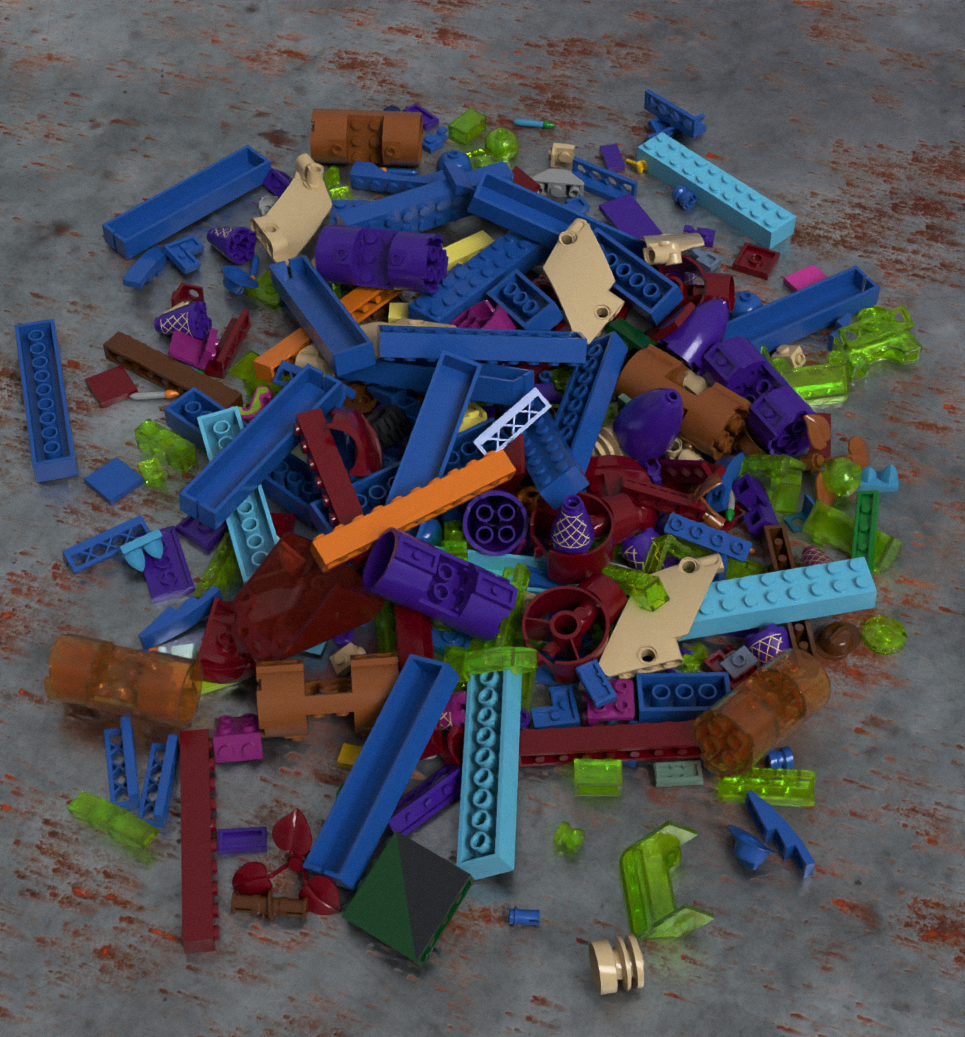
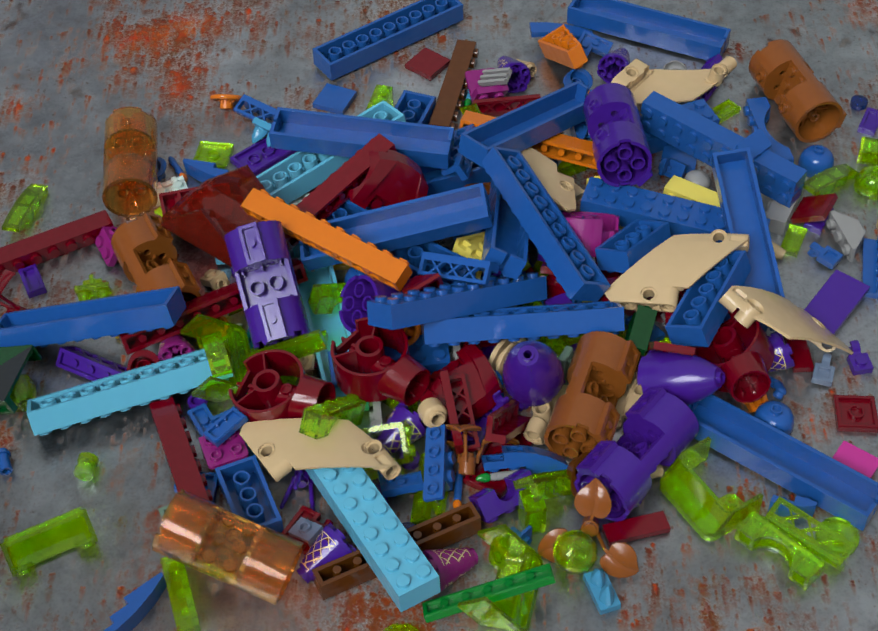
camera: 70 degrees right, 0 degrees up
(52, 574) = (226, 100): none -> orange piece
(129, 763) = (72, 200): blue fence -> none
(133, 614) = (215, 152): none -> clear neon green tile
(152, 472) = (350, 109): clear neon green bracket -> none
(163, 785) = (44, 224): blue fence -> none
(168, 394) = (431, 87): light grey piece -> none
(183, 293) = (542, 61): dark red bracket -> none
(189, 265) = (563, 48): none -> orange wedge
(192, 326) = (495, 77): none -> light grey tile
(306, 769) = (91, 288): none -> clear neon green hips
(331, 178) = (737, 92): clear neon green bracket -> none
(403, 172) = (778, 122): blue piece -> none
(434, 142) = (842, 139): blue plate -> none
(572, 527) = (350, 339): dark purple cone -> none
(597, 777) = (151, 468): clear neon green piece -> none
(654, 515) = (432, 412): none -> tan head
(691, 662) = (298, 497): clear neon green bracket -> none
(748, 848) = (111, 589): blue piece -> none
(780, 759) = (213, 591): blue wheel -> none
(790, 353) = (730, 475): tan bracket -> none
(837, 640) = (377, 608): reddish brown piece -> none

